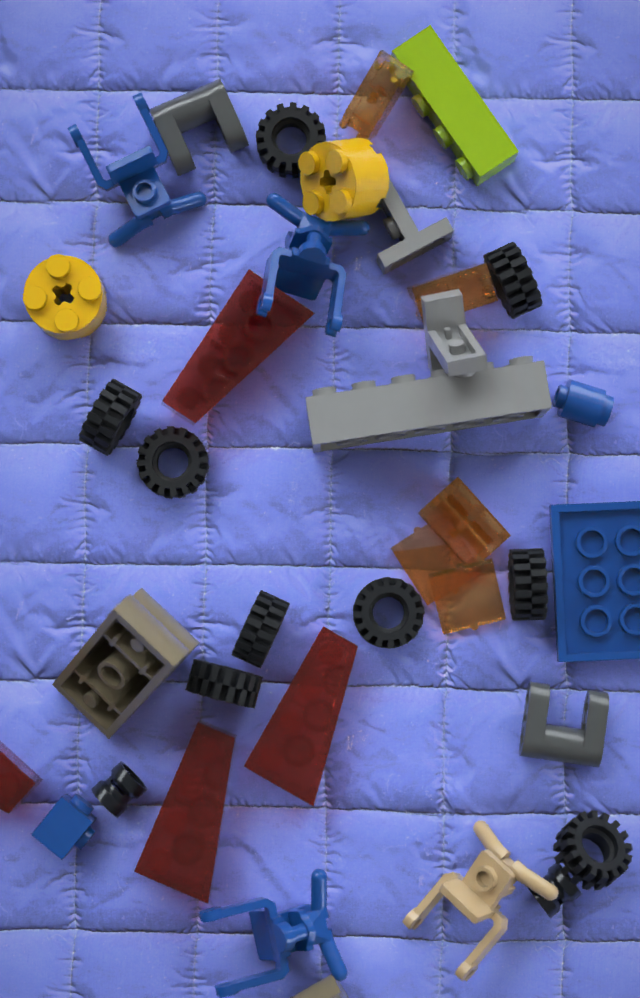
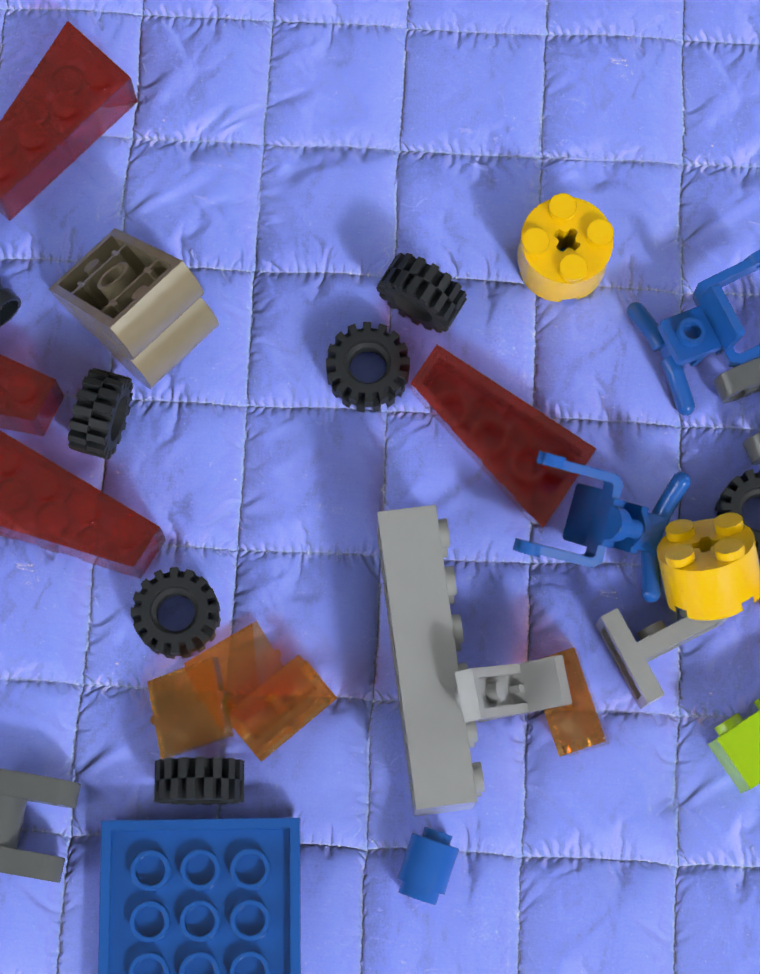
camera: 90 degrees right, 10 degrees down
(260, 629) = (162, 456): black tyre -> none
(513, 280) = (584, 776): black tyre -> none

